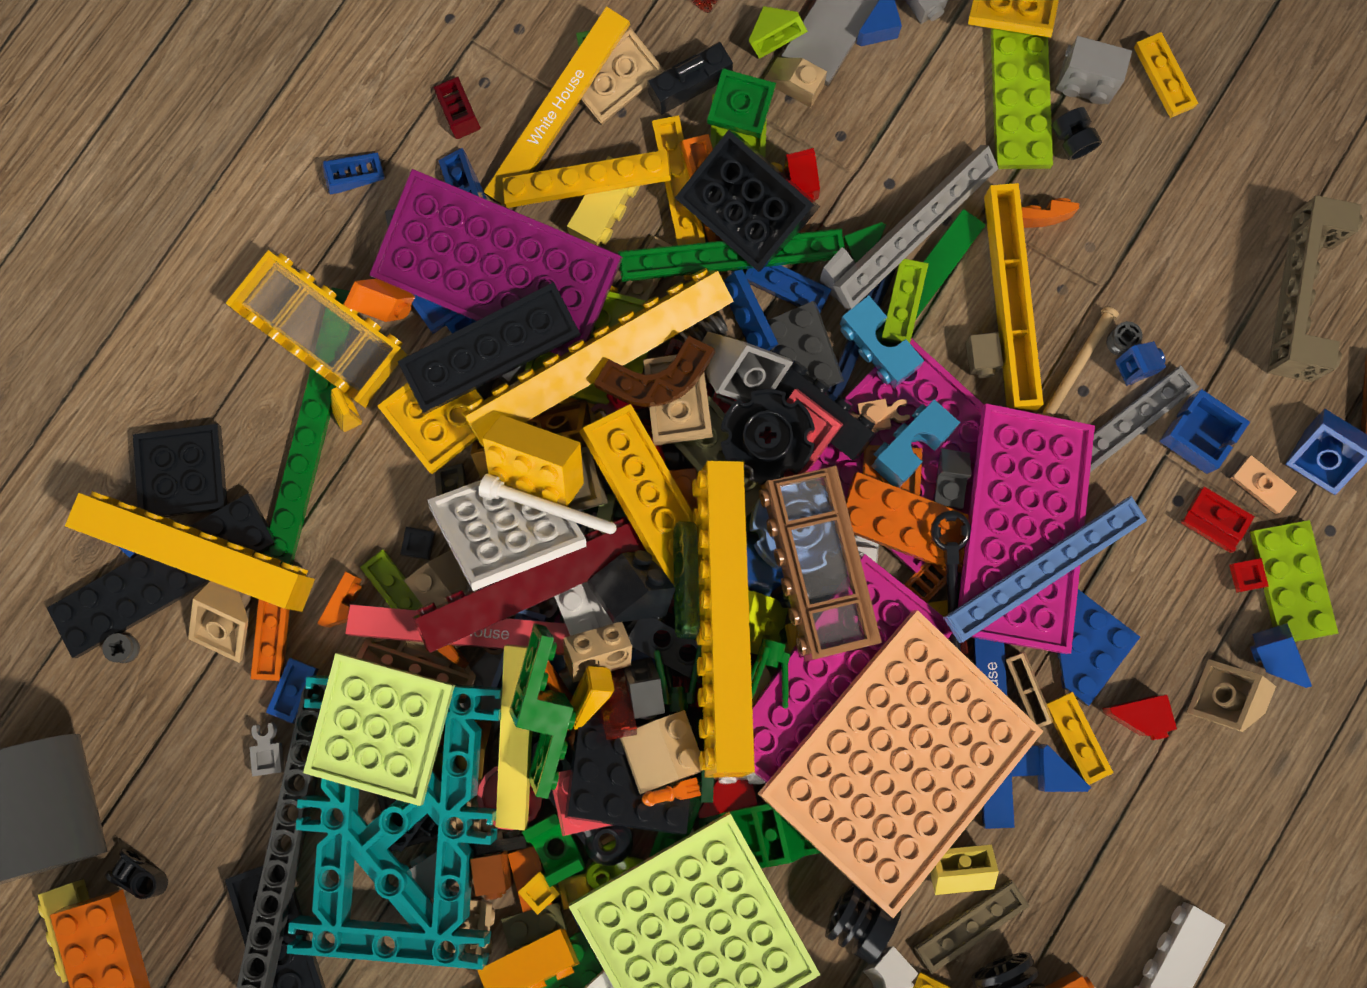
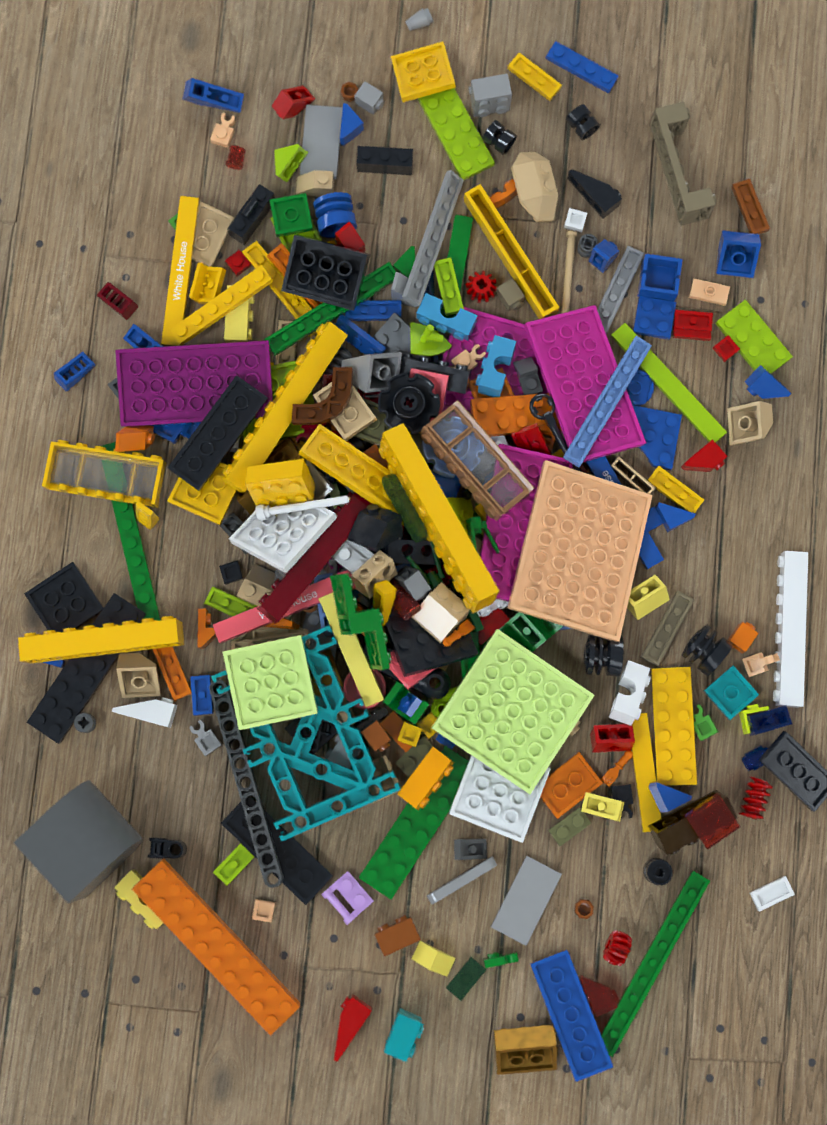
camera: 30 degrees left, 0 degrees up
(212, 945) = (233, 864): none -> lime plate
(218, 682) = (152, 711): none -> white slope
(557, 854) = (409, 704): none -> blue plate
(583, 140) = (206, 283): none -> yellow bracket
(640, 134) = (238, 263): none -> red plate
(799, 126) = (333, 213): none -> blue wheel
(837, 361) = (426, 340): none -> lime shield
(904, 90) = (384, 160): none -> black brick
(912, 569) = (531, 439): none -> red plate
(939, 319) = (486, 292): none -> red gear
(1093, 222) = (535, 185): none -> tan wedge
(1100, 572) = (640, 388): none -> blue tile
(1125, 295) = (575, 220): none -> white plate
(1146, 595) = (673, 388): none -> lime tile
(1168, 482) = (654, 317): none -> blue plate
(1173, 273) = (597, 193): none -> black slope
(1202, 167) = (581, 120): none -> black wheel
(1237, 93) = (582, 67): none -> blue plate

